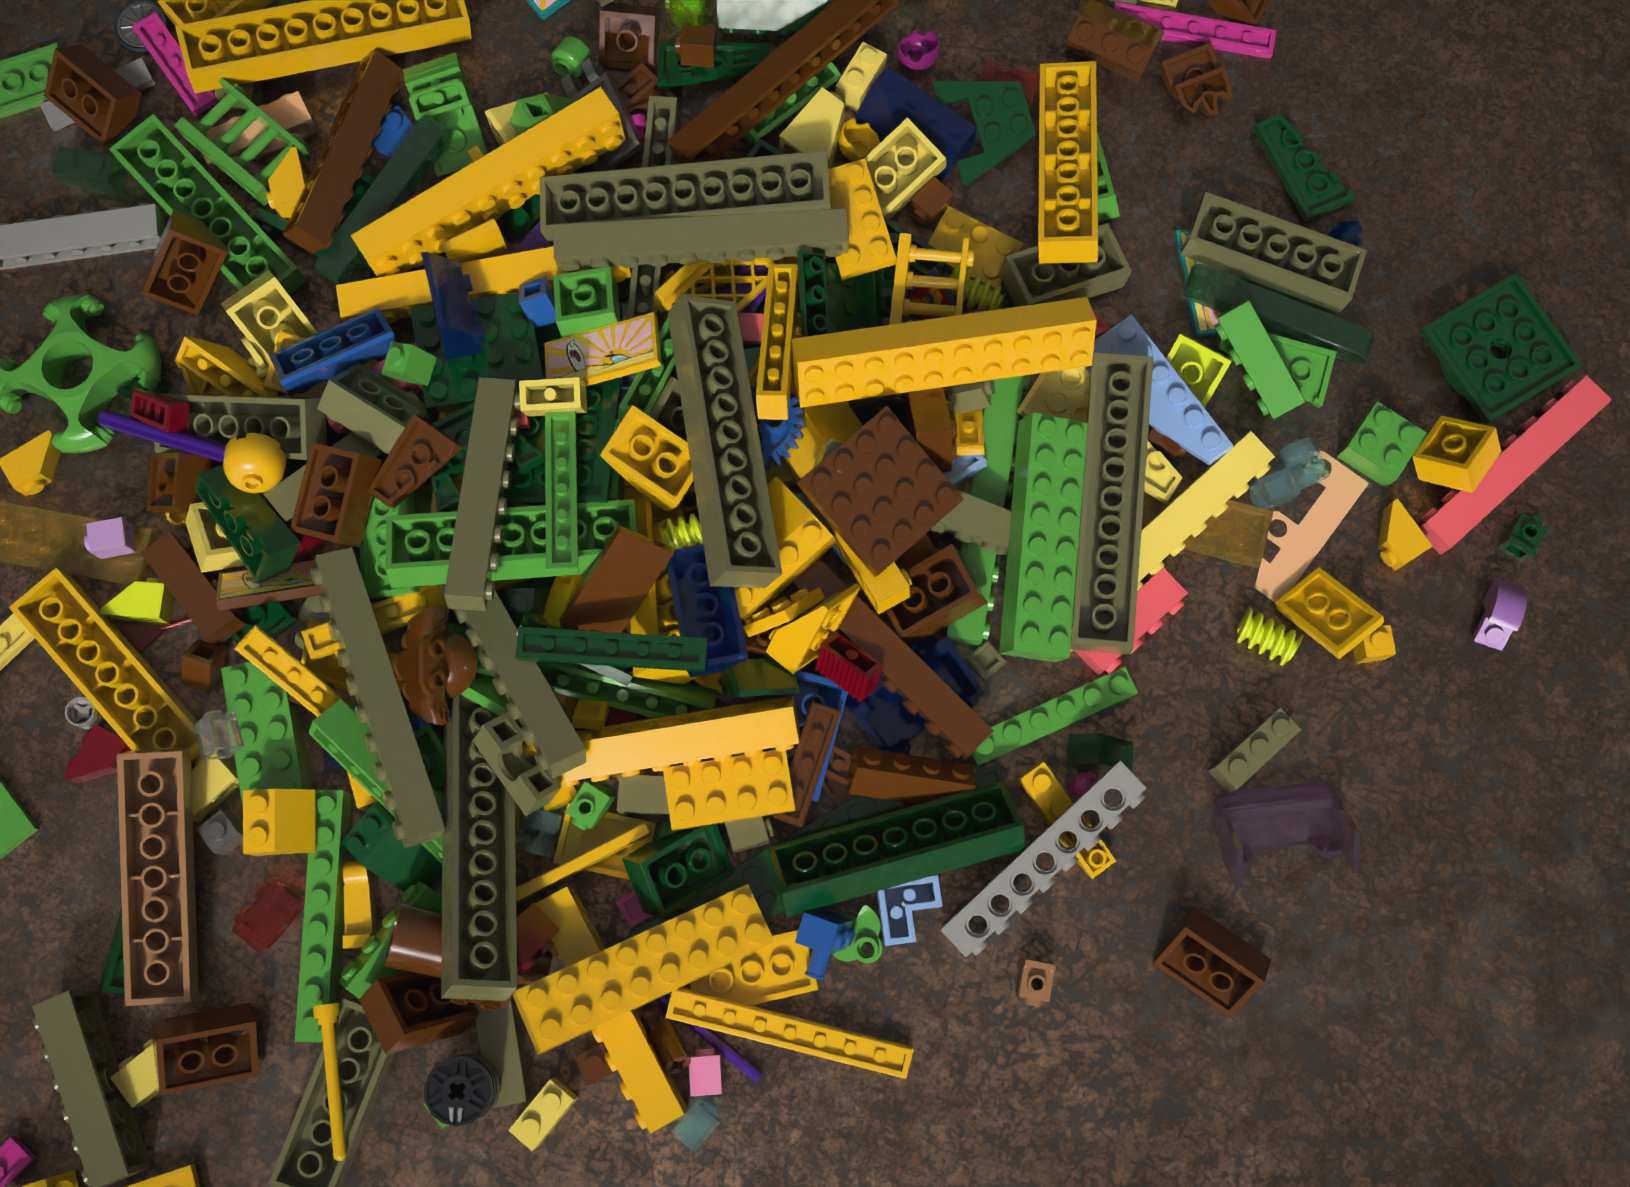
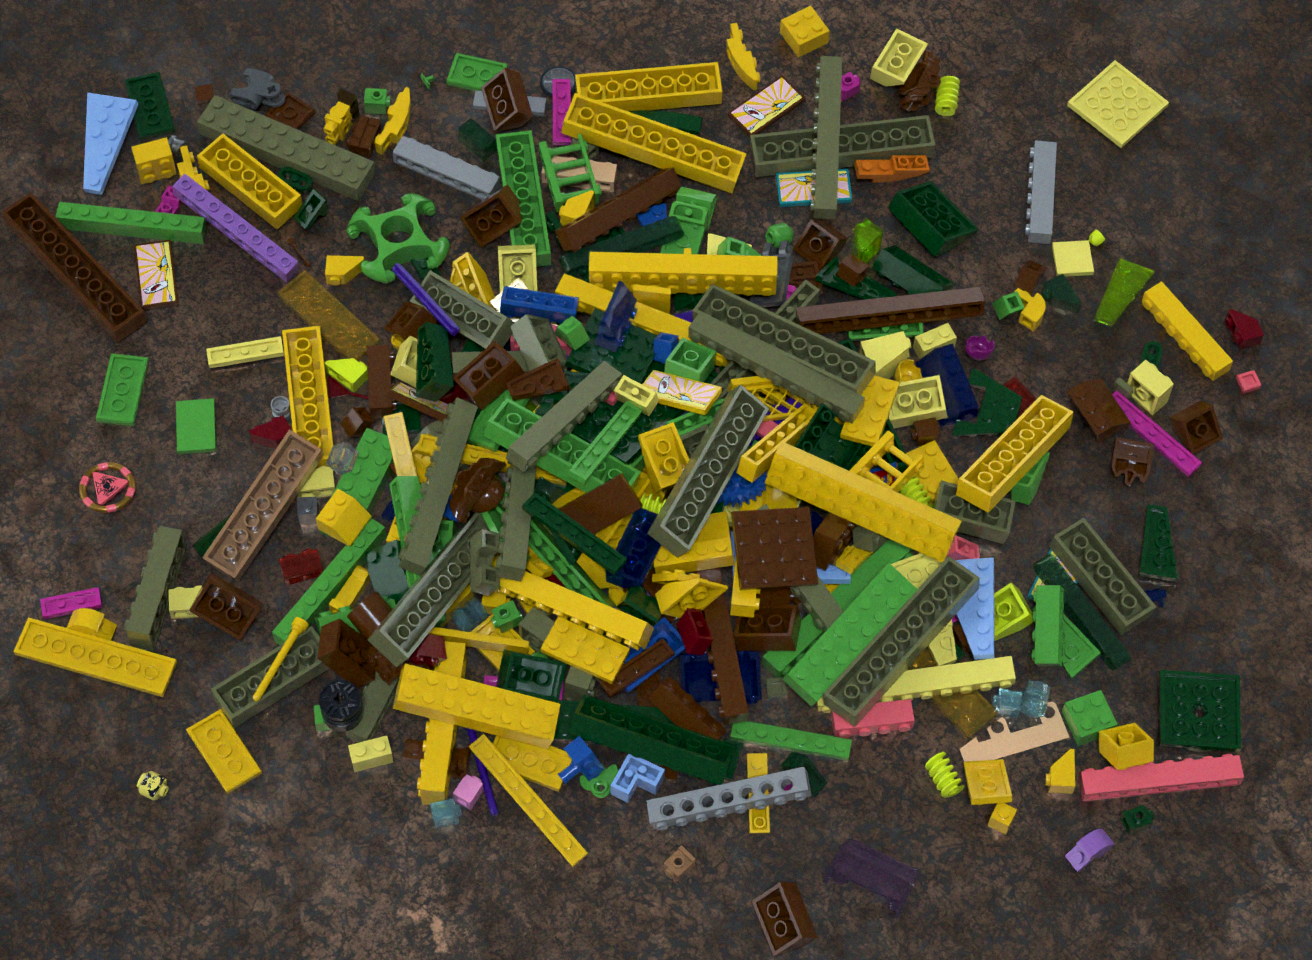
camera: 35 degrees right, 15 degrees down
(110, 538) = (356, 329): lavender brick -> none
(161, 411) = (429, 281): dark red slope -> none
(254, 463) = (458, 333): yellow cylinder -> none
(256, 359) = (495, 288): light yellow piece -> none
(1254, 750) = (876, 828): olive arch -> none

